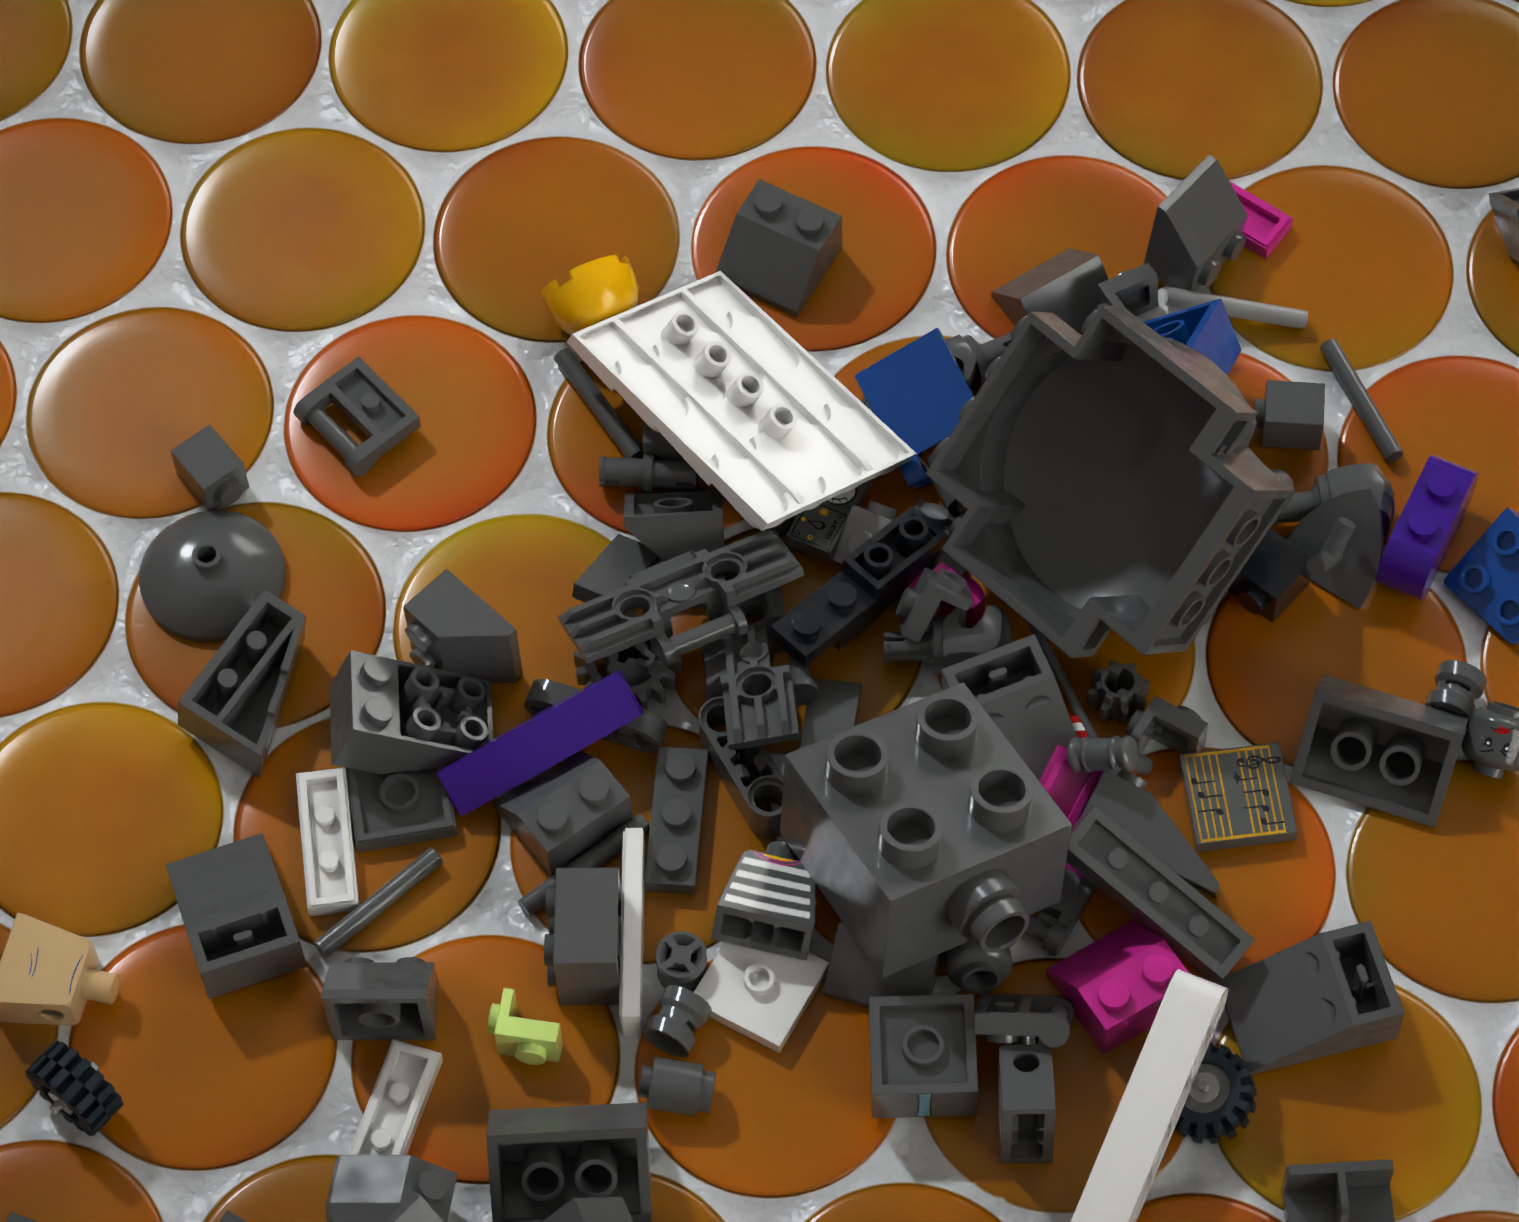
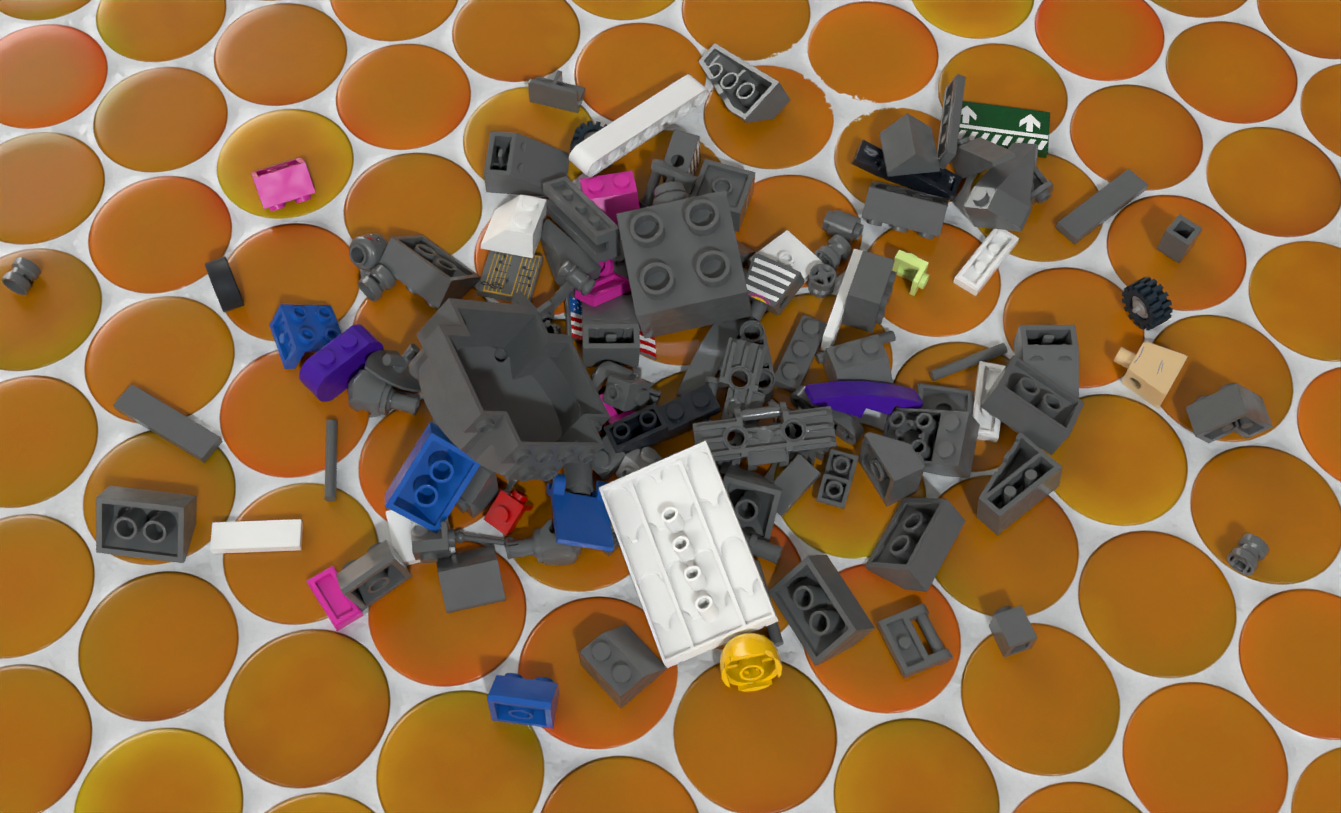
camera: 165 degrees left, 0 degrees up
(209, 598) = (1010, 584): dark grey dish -> none
(246, 822) = (1033, 405): none -> dark grey slope
(381, 999) = (981, 298): dark grey slope -> none
(389, 547) = (916, 542): none -> dark grey slope
(508, 412) = (820, 608): none -> dark grey slope
(544, 640) = (837, 479): none -> dark grey slope
(895, 145) = (523, 700): none -> blue slope
(1239, 308) = (371, 532): light grey bar -> none
(1270, 869) = (516, 226): none -> white slope
(1291, 414) = (377, 450): dark grey brick -> none
(1404, 258) = (256, 536): none -> white tile

